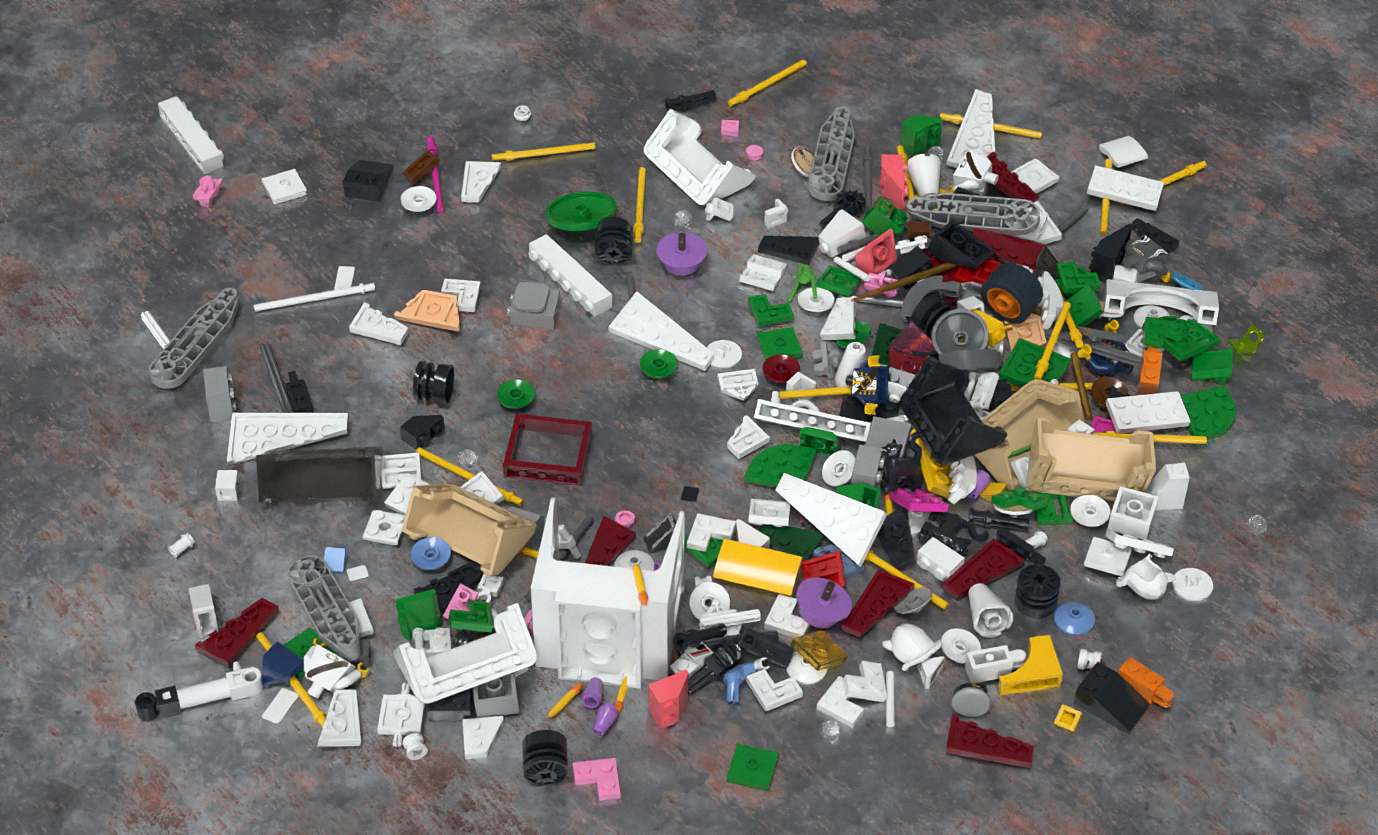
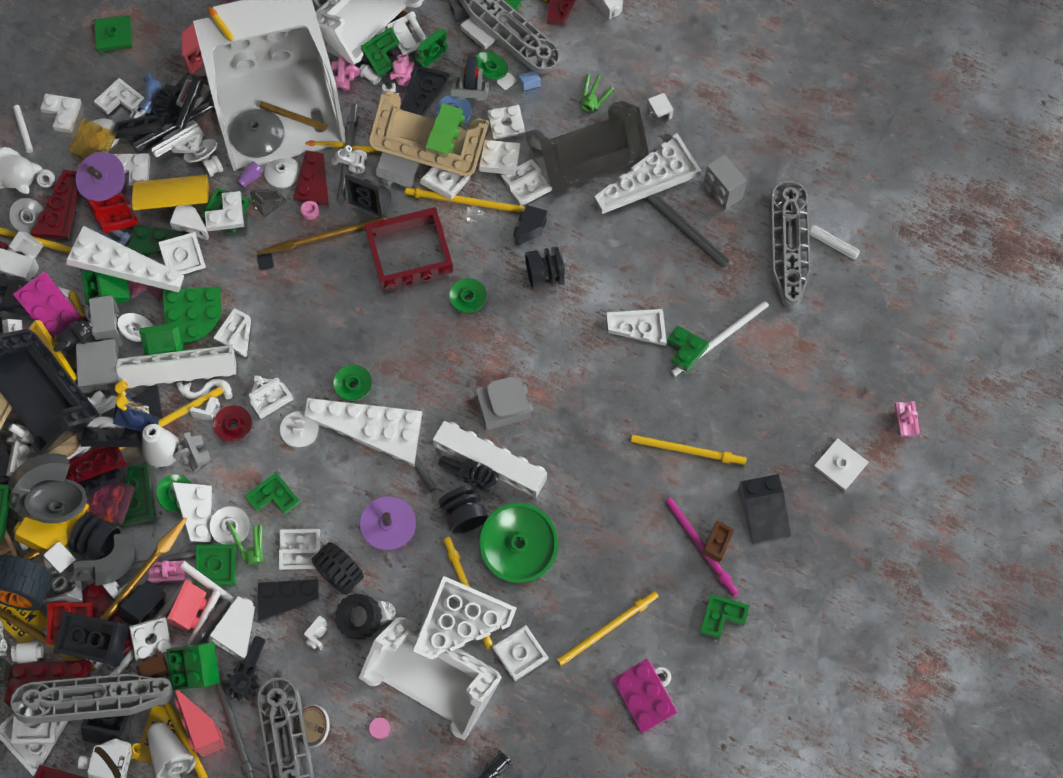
camera: 155 degrees right, 20 degrees up
(181, 545) = (658, 48): white pin -> none
(191, 135) = (980, 489): white brick -> none
(289, 517) = (589, 101): none -> bright green plant
(298, 394) = (661, 222): black hinge -> none
(344, 277) = (708, 376): white sticker -> none
(346, 292) = (690, 348): none -> green plate
(366, 581) = (493, 65): none -> green dish
(374, 219) = (726, 457): none -> yellow bar
(401, 563) = (470, 82): none -> light grey plate
(418, 199) = (695, 488): white dish -> none
(432, 310) = (596, 359): light nougat wing -> none
(450, 132) = (722, 610): none -> green plate
(456, 510) = (445, 130): none -> bright green brick
(465, 291) = (580, 400): white plate -> none
(477, 179) = (652, 553): white wing -> none
(541, 104) = (645, 695): none -> dark pink plate
(564, 485) = (367, 195): none -> black slope
(593, 265) = (471, 472): none -> black gear
(621, 156) = (520, 653): none -> white plate
(658, 185) = (458, 616): none -> white slope
(659, 496) = (290, 244): none -> pearl gold piece
(682, 217) = (412, 588): clear plate -> none
(730, 128) = (423, 758): bright pink tile -> none
(731, 215) = (343, 616): none -> black tyre
(738, 234) = (337, 568): none -> black tyre
(779, 342) = (247, 459): green plate -> none
(830, 730) = (61, 81): clear plate -> none
(869, 685) = (40, 129): white plate -> none
(882, 634) = (45, 183): none -> white plate
(897, 538) = (64, 276): black wing -> none
(922, 575) = (26, 244): none -> white panel

